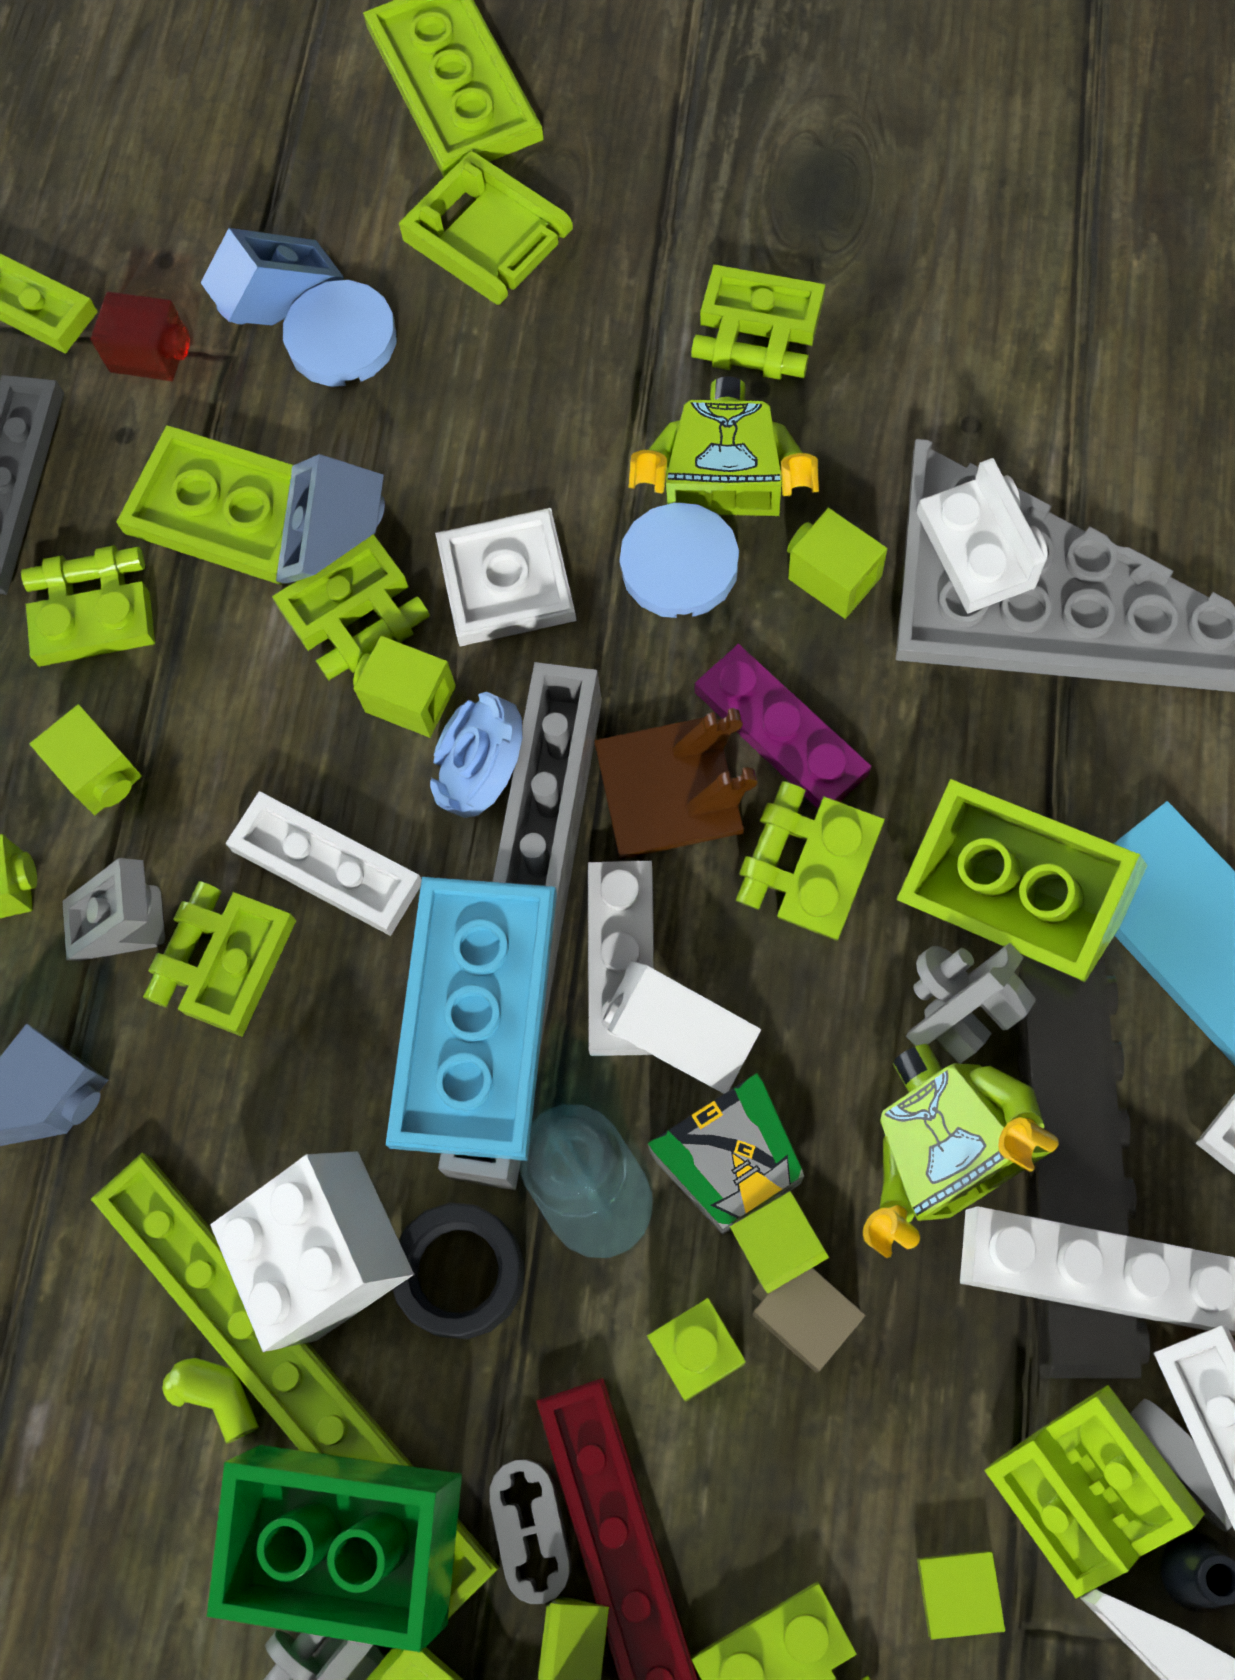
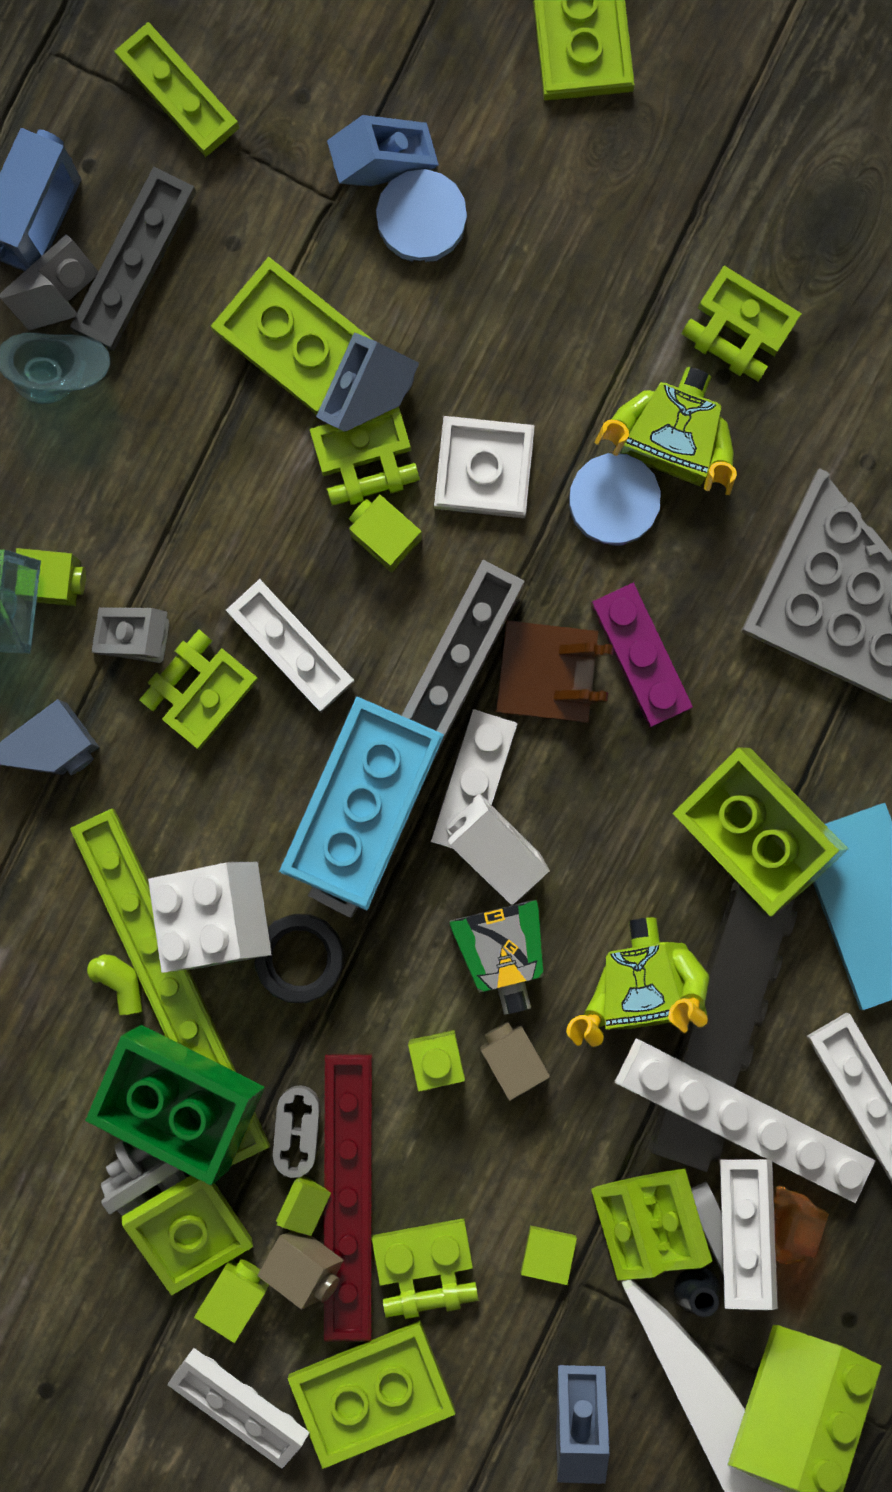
camera: 10 degrees right, 15 degrees up
(86, 760) = (142, 512): lime brick -> none
(87, 622) = (169, 396): lime plate -> none
(140, 336) = (268, 168): clear red brick -> none
(476, 755) = (420, 608): light blue tile -> none
(496, 237) = (566, 171): lime container -> none
(586, 1181) = (402, 926): clear light blue piece -> none
(779, 1242) = (511, 1014): lime tile -> none
(828, 868) = (636, 771): lime plate -> none
(835, 562) = (724, 544): lime brick -> none
(950, 1016) = (688, 892): light grey hips -> none
(984, 538) = (834, 569): white bracket -> none

